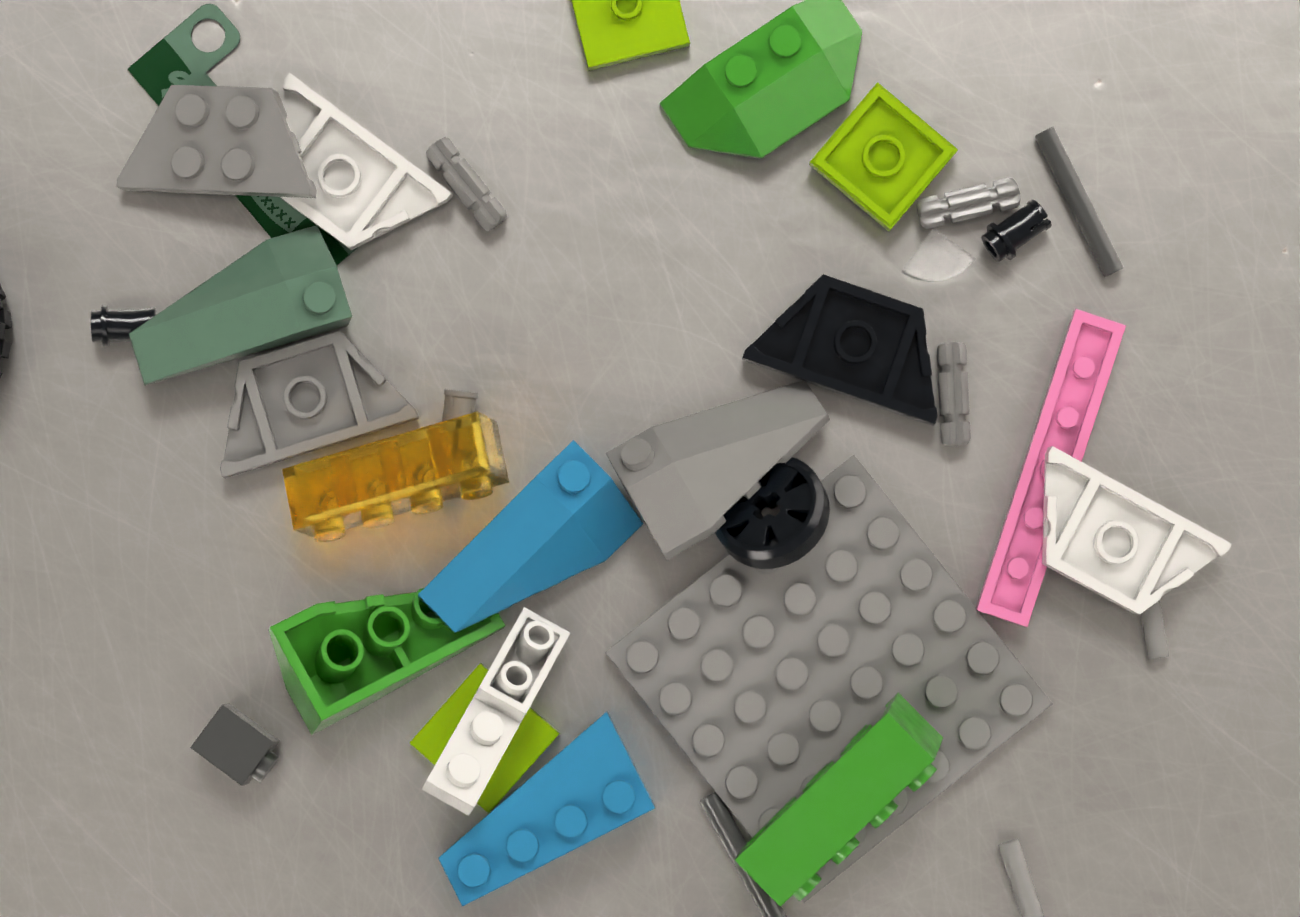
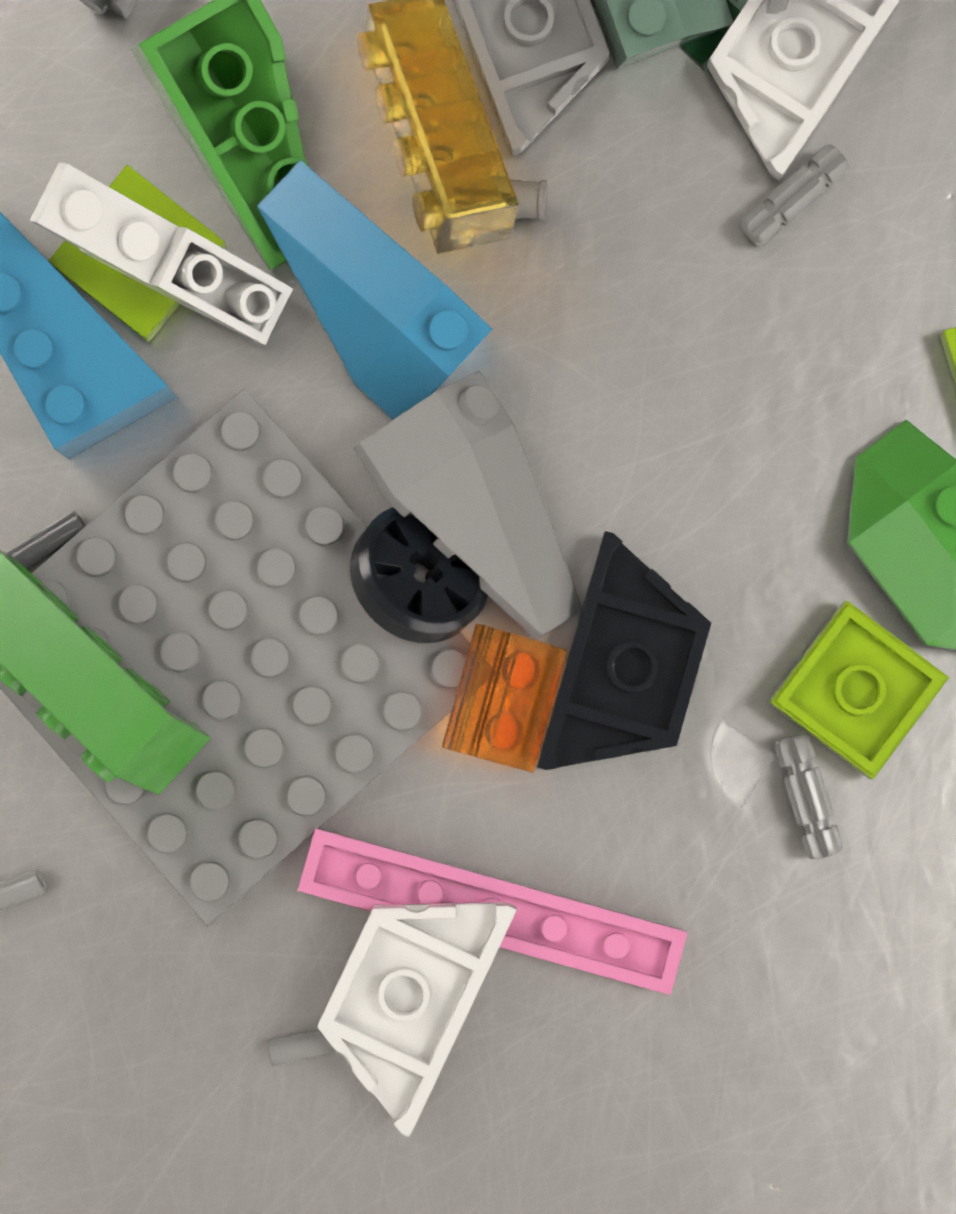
camera: 85 degrees right, 0 degrees up
(877, 448) = (504, 698): none -> clear orange plate
(953, 393) = (576, 789): light grey axle -> none
(1015, 231) = (778, 855): black pin -> none
(1079, 202) = (818, 931): dark grey piece -> none

